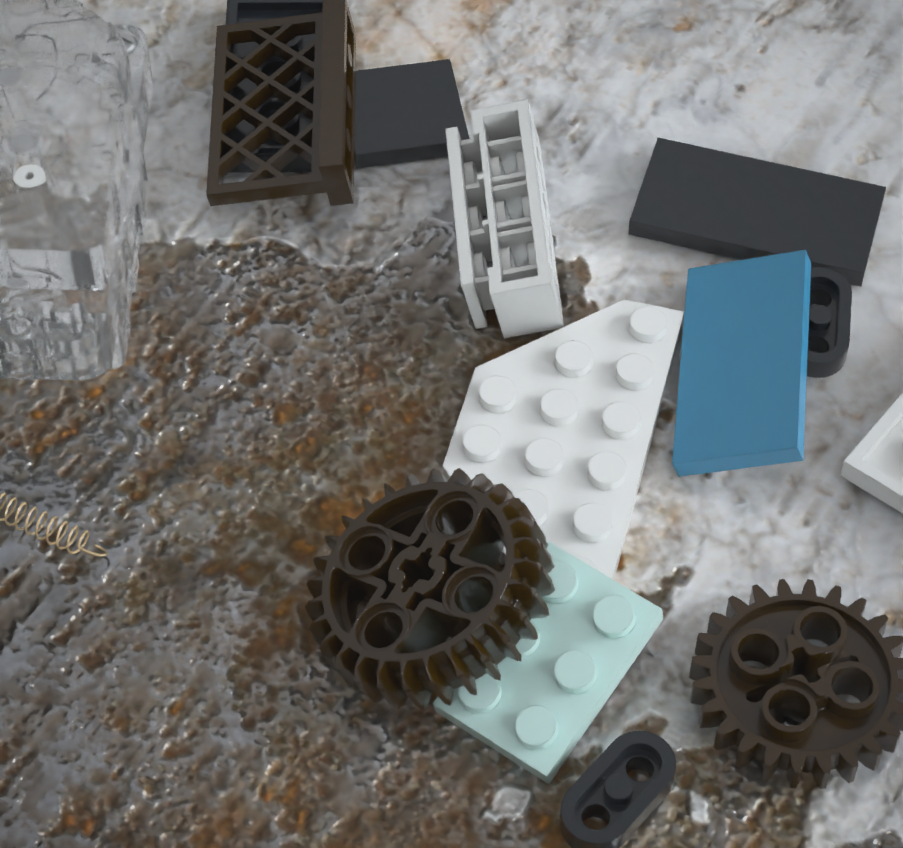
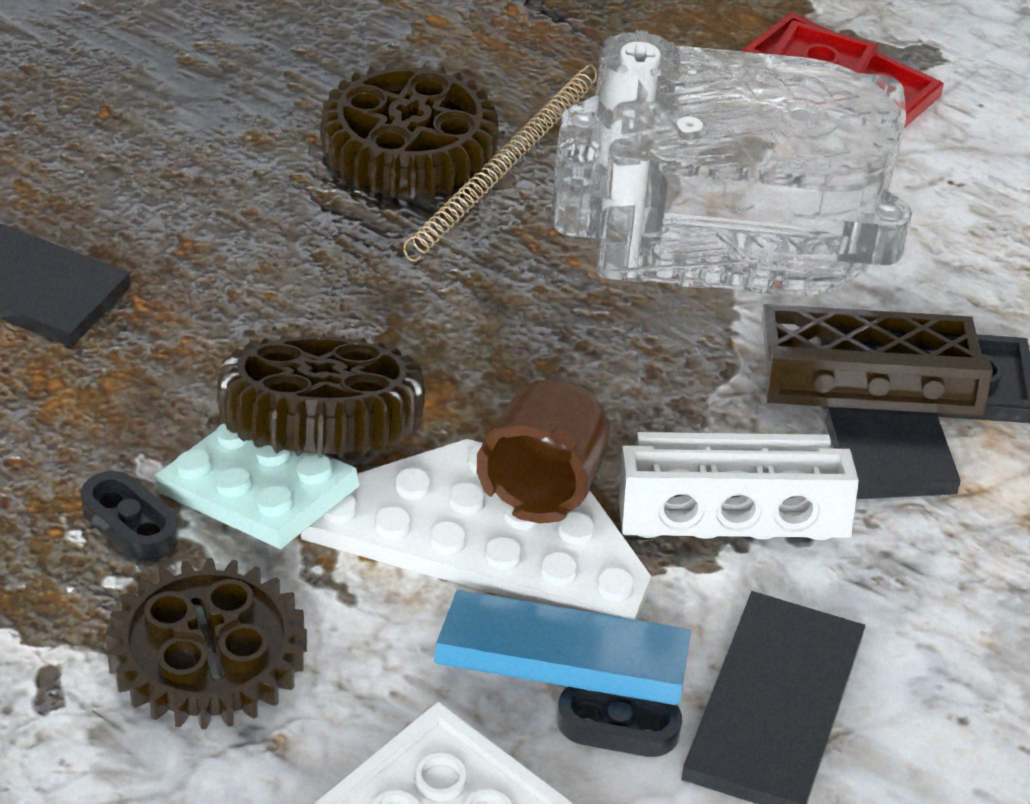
camera: 90 degrees right, 10 degrees down
(515, 349) = (545, 450): none -> reddish brown cylinder

